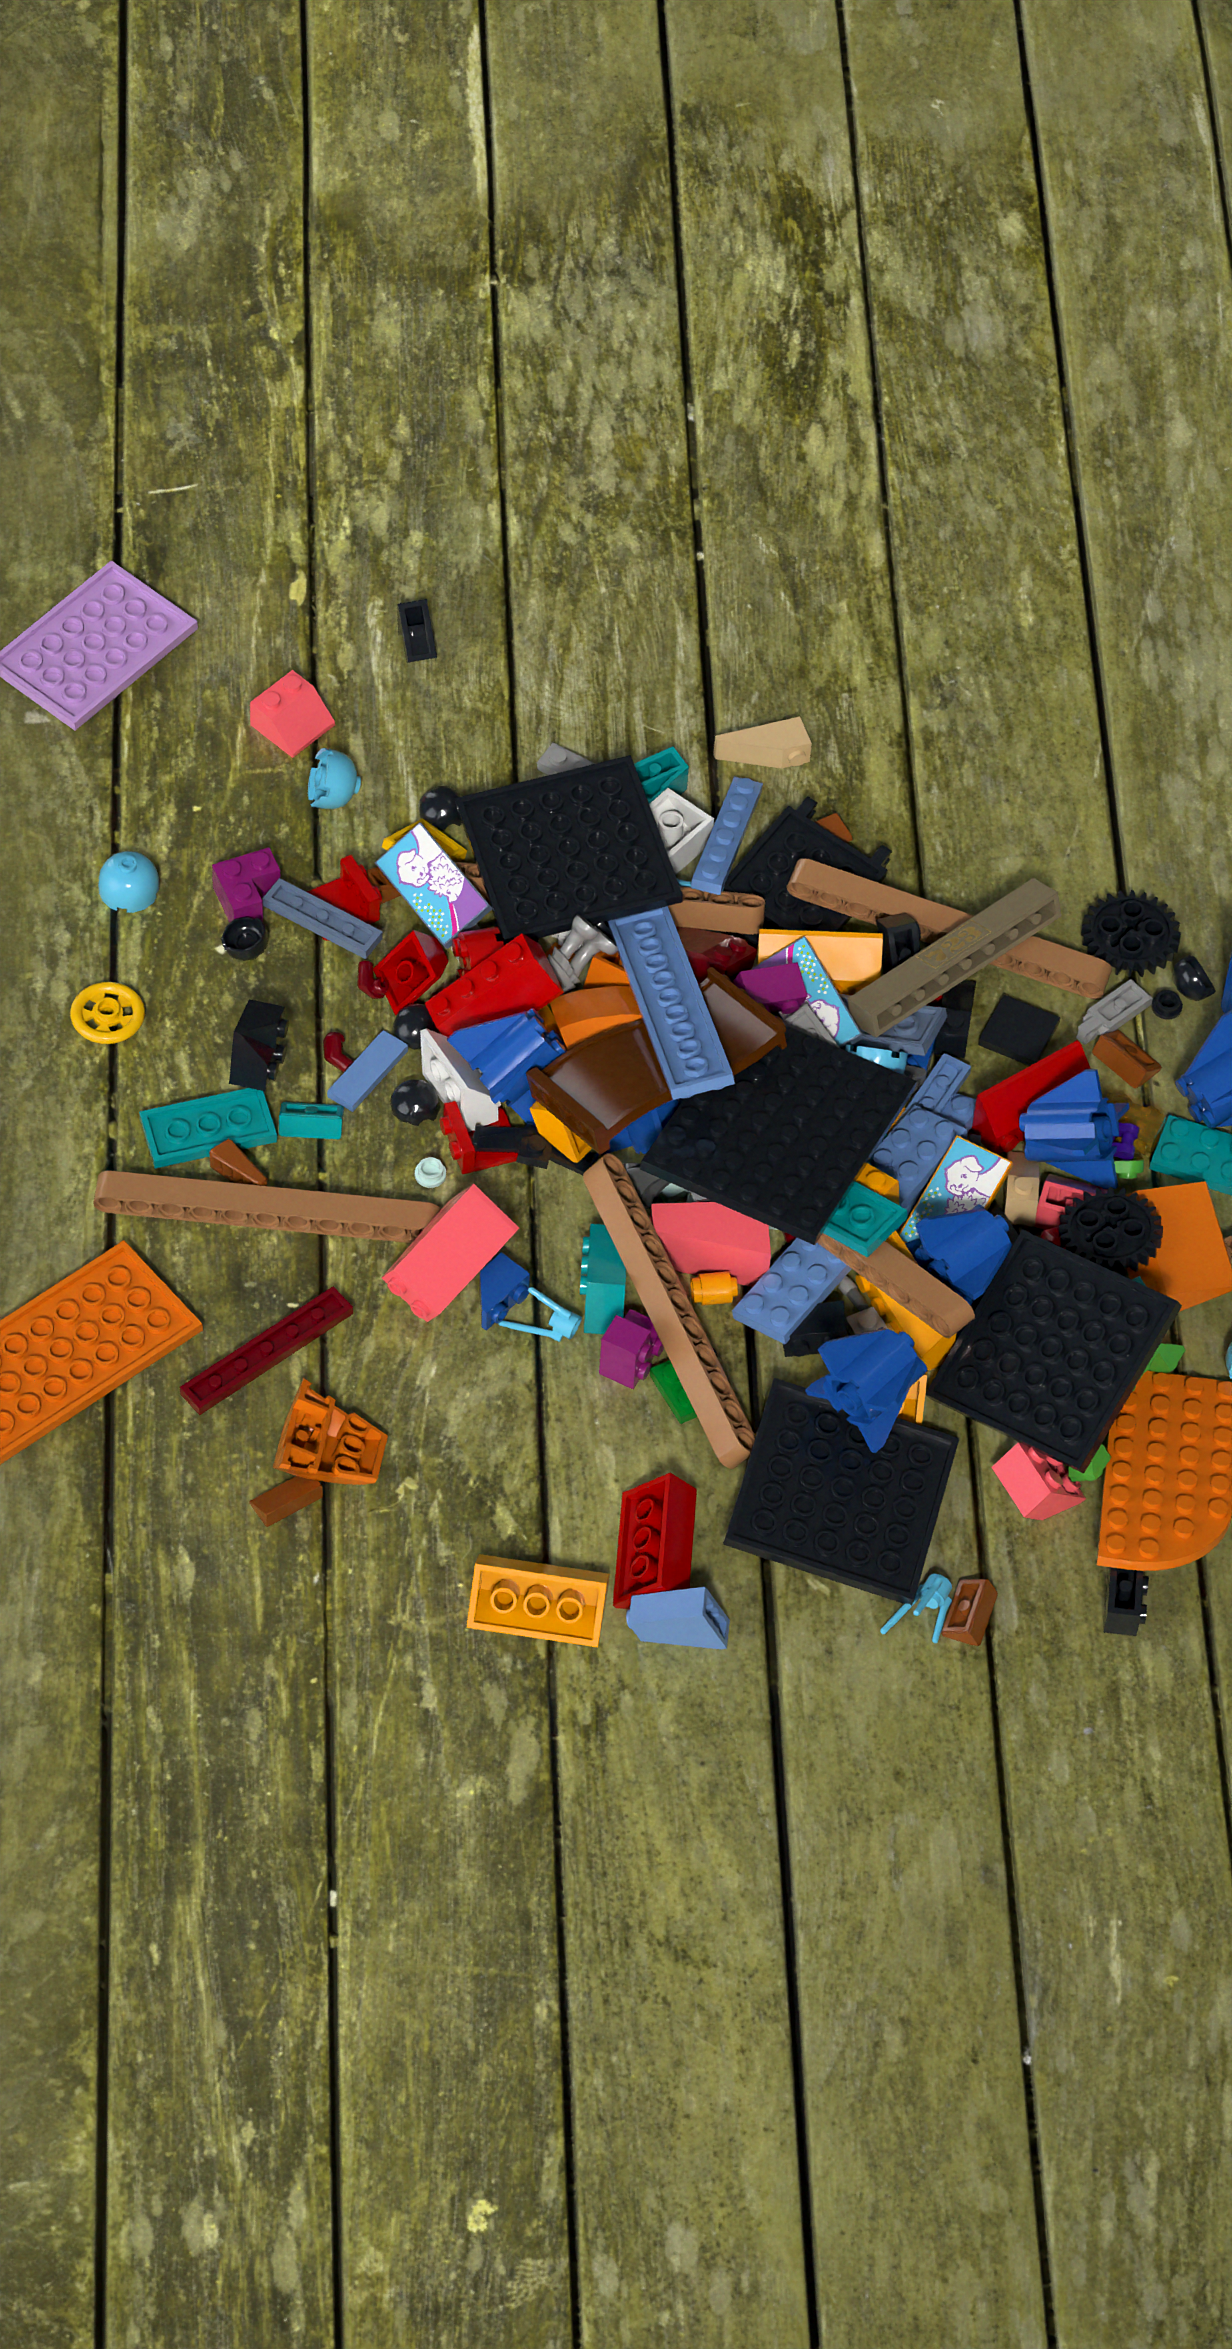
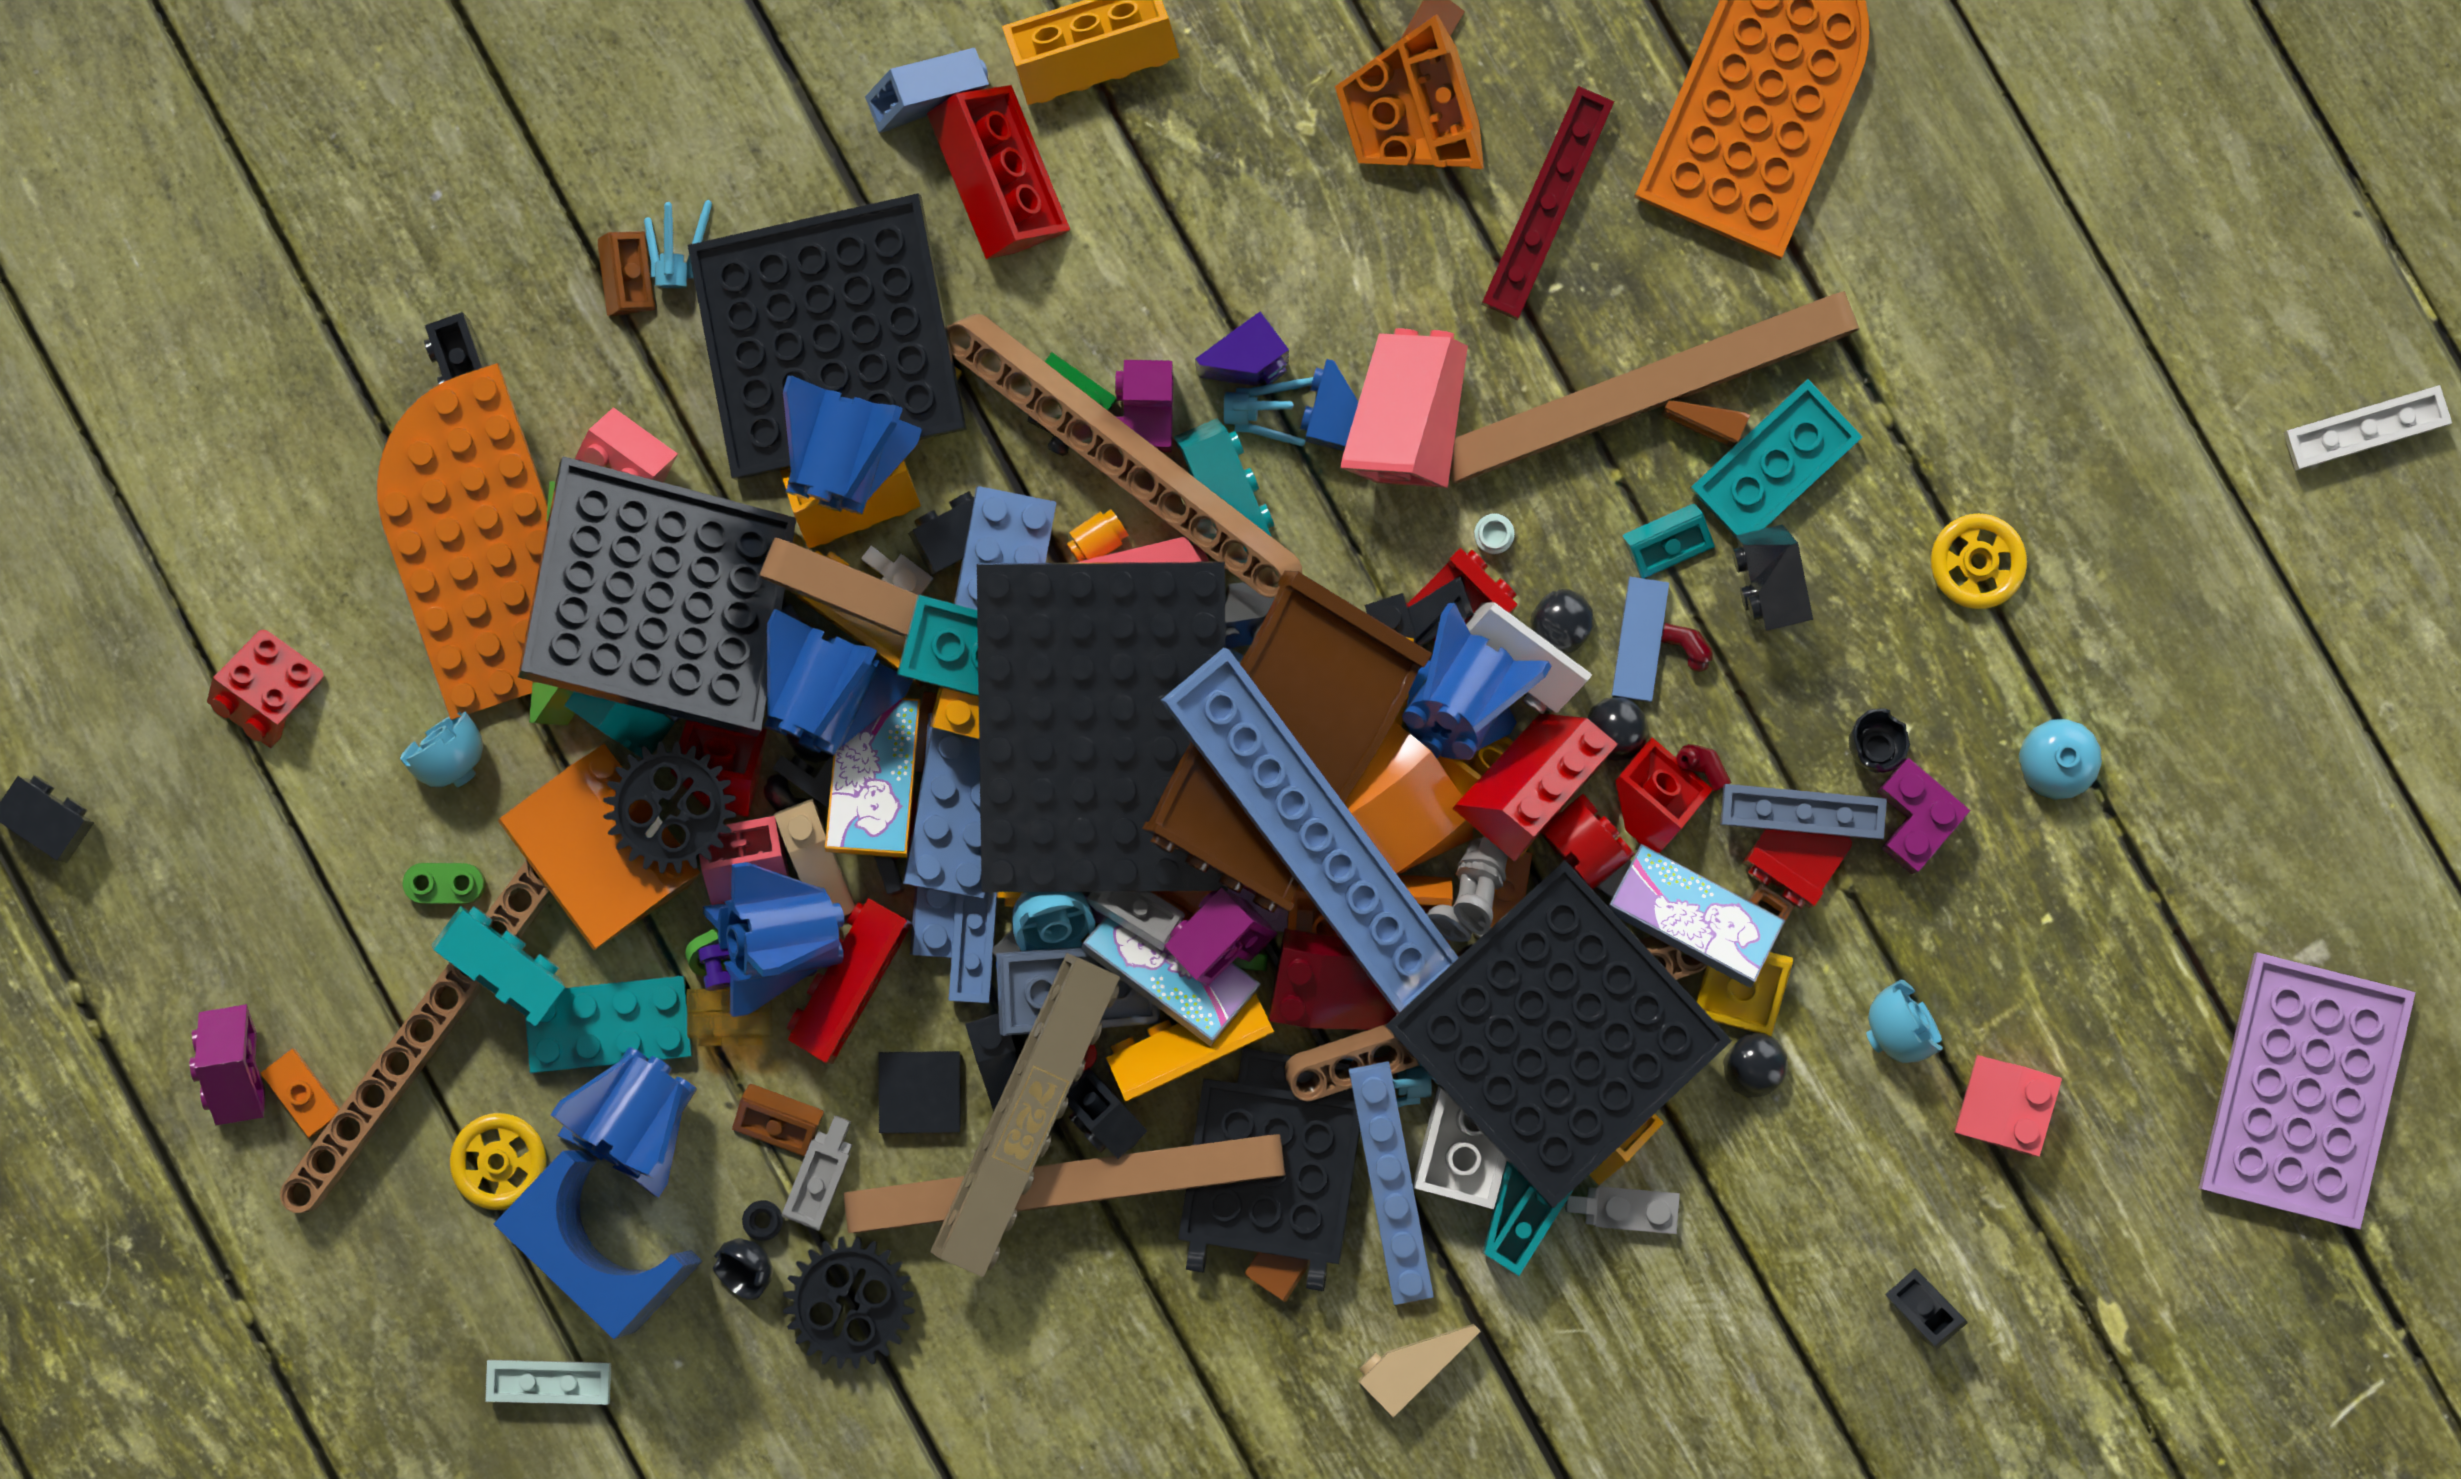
camera: 160 degrees right, 30 degrees up
(545, 1340) = (1246, 355): none -> dark purple slope

